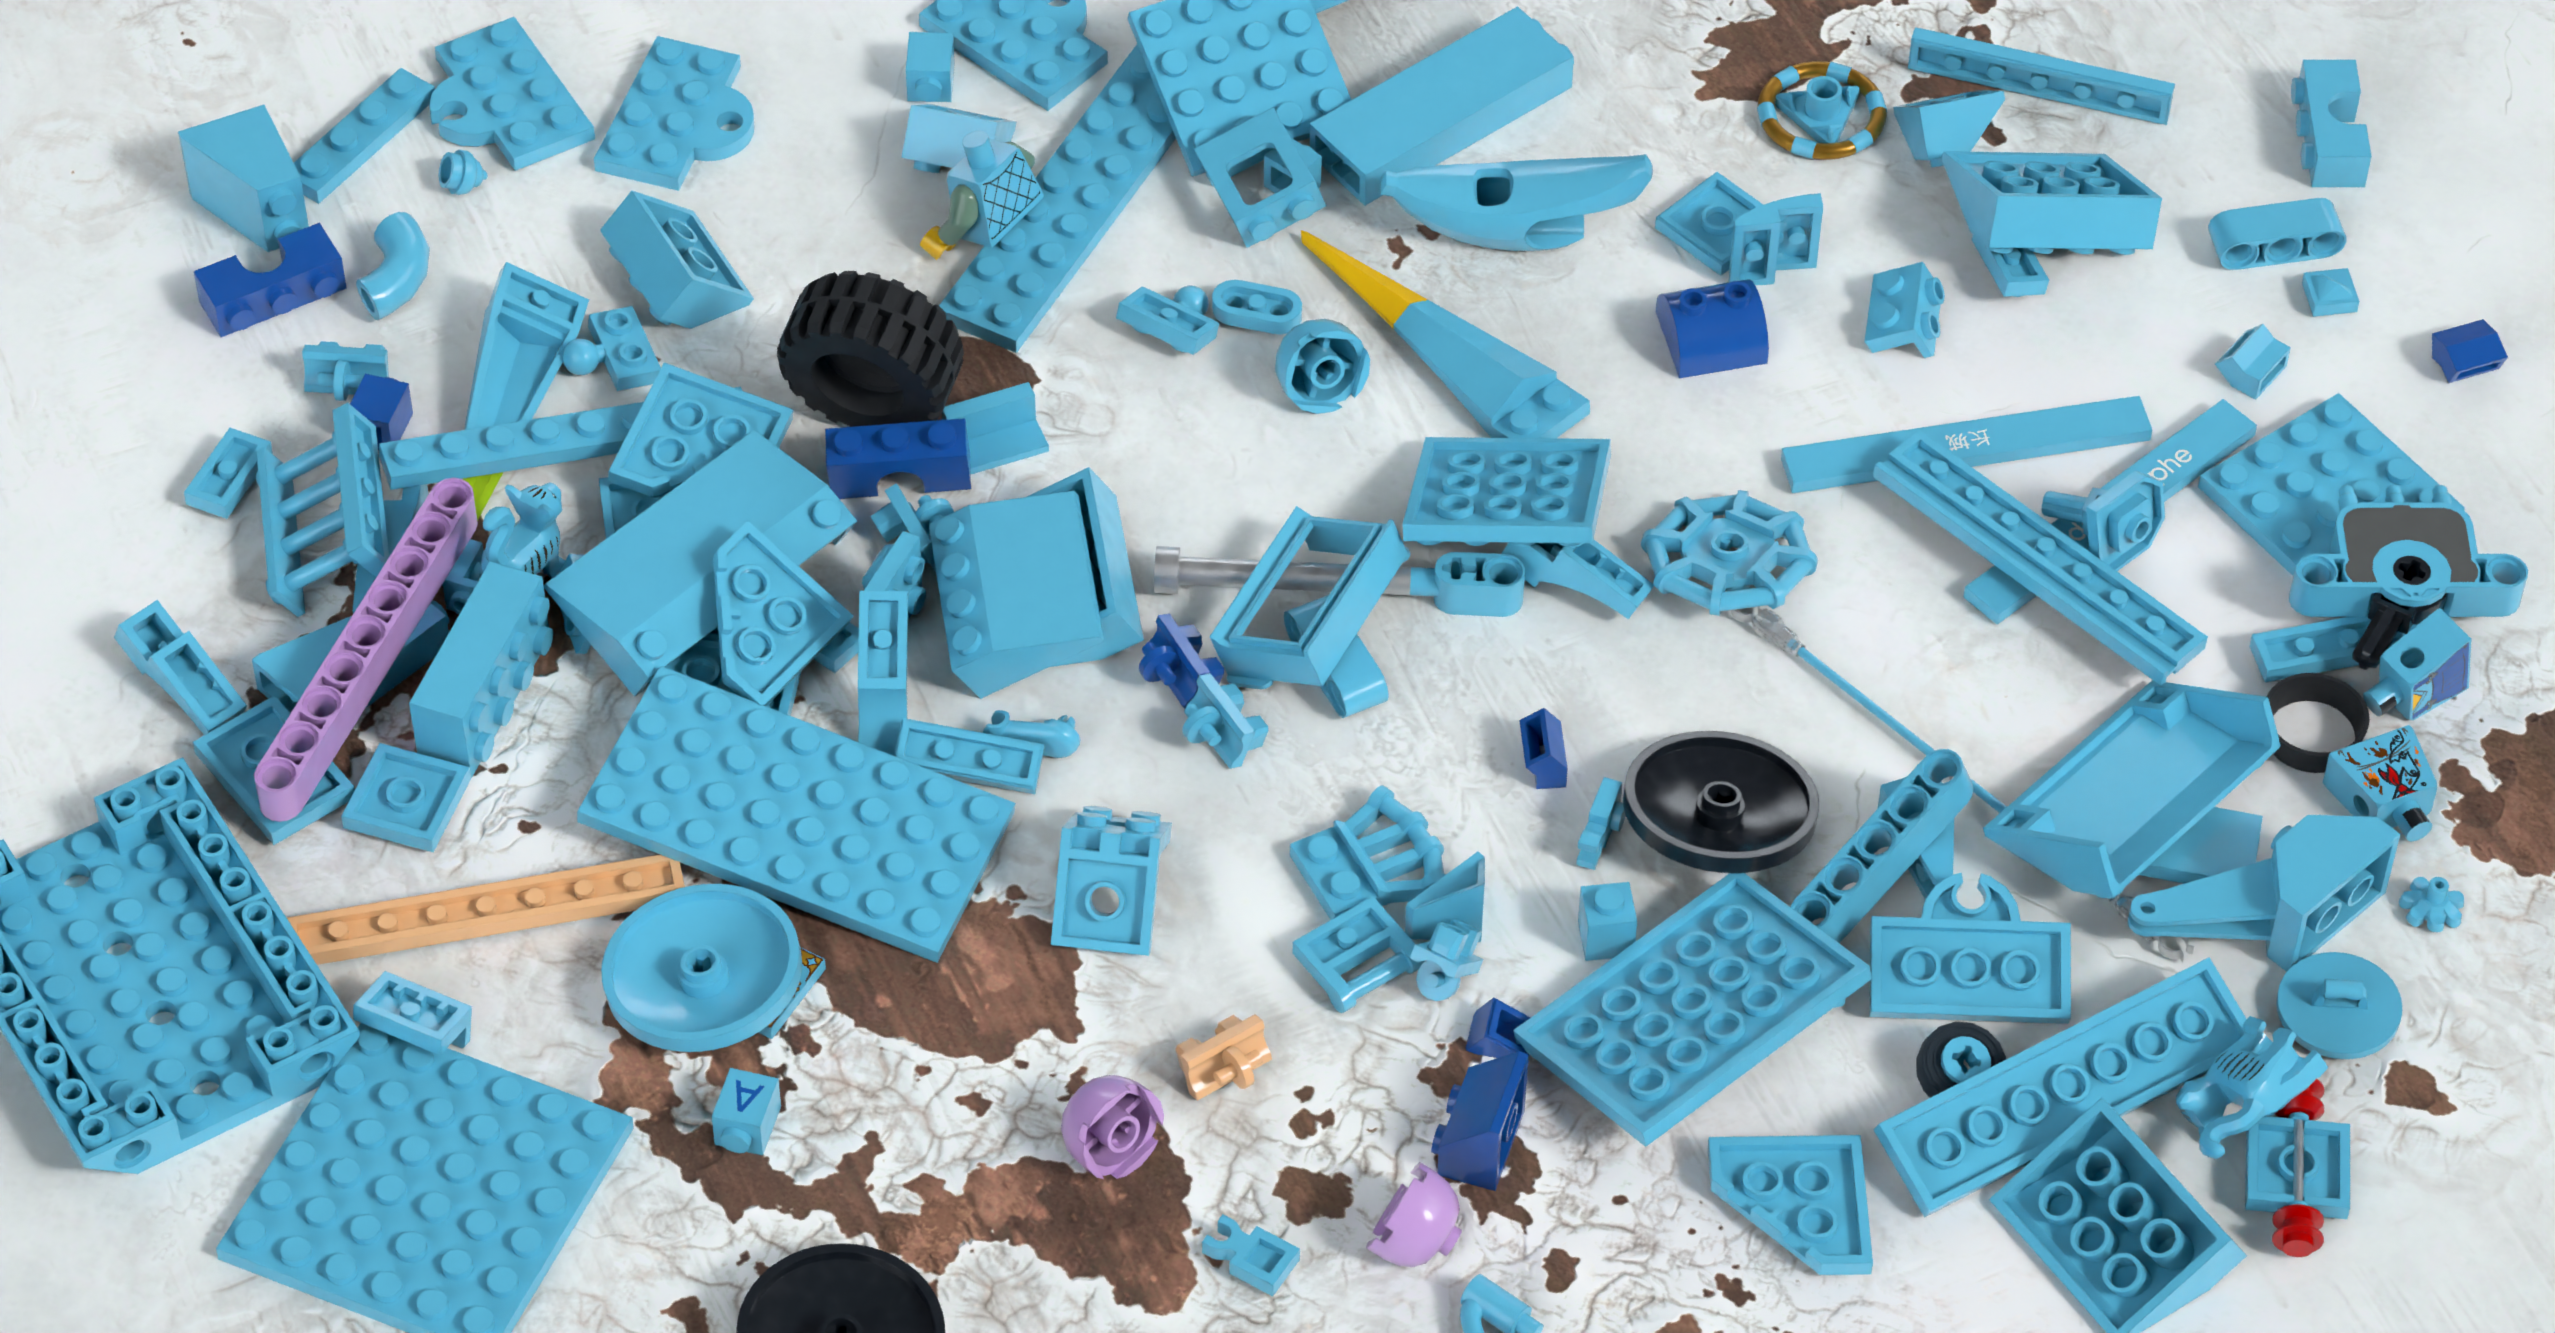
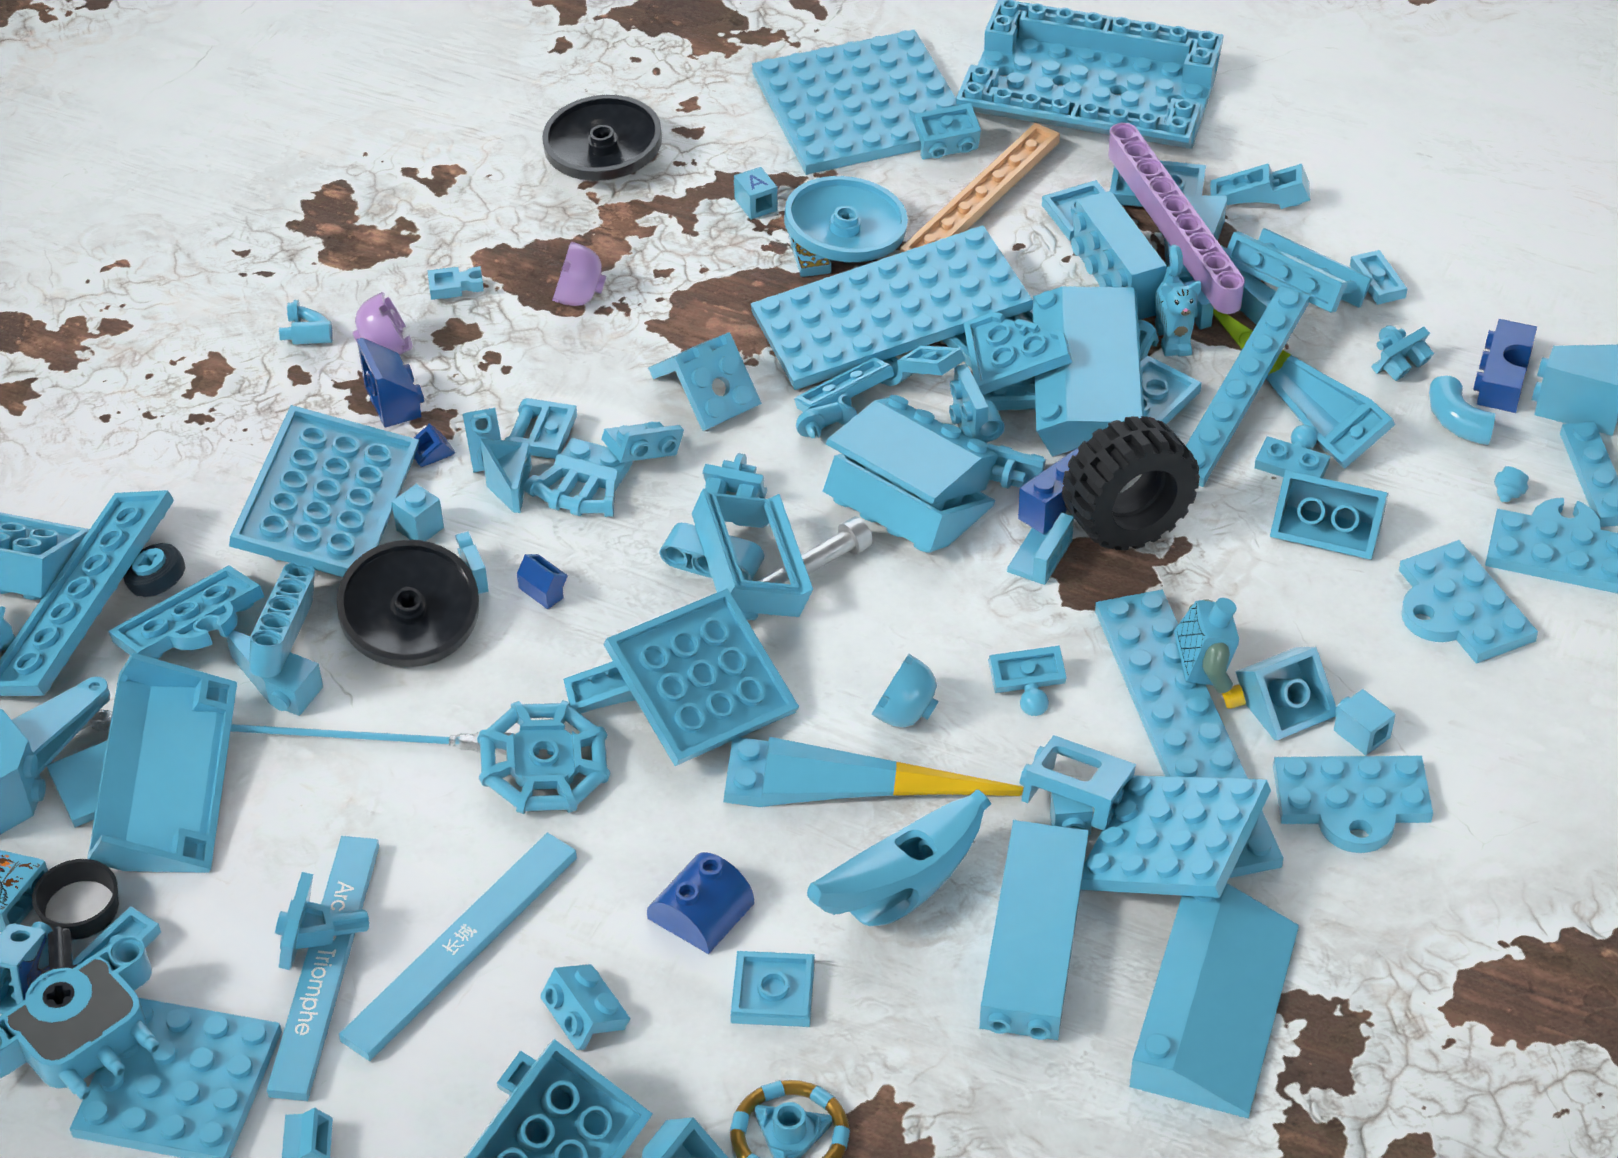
camera: 140 degrees right, 5 degrees down
(384, 404) = (1353, 343): blue brick -> none
(688, 426) = (1188, 407): medium azure plate -> none
(1175, 659) = (797, 492): blue hips -> none
(1225, 1057) = (544, 338): light nougat hips -> none
(1256, 306) = (984, 716): medium azure plate -> none
(1267, 835) = (643, 441): none -> medium azure bracket
(1776, 238) = (705, 967): medium azure slope -> none
(1800, 1194) = (195, 465): medium azure plate -> none
(2040, 557) = (340, 872): medium azure plate -> none

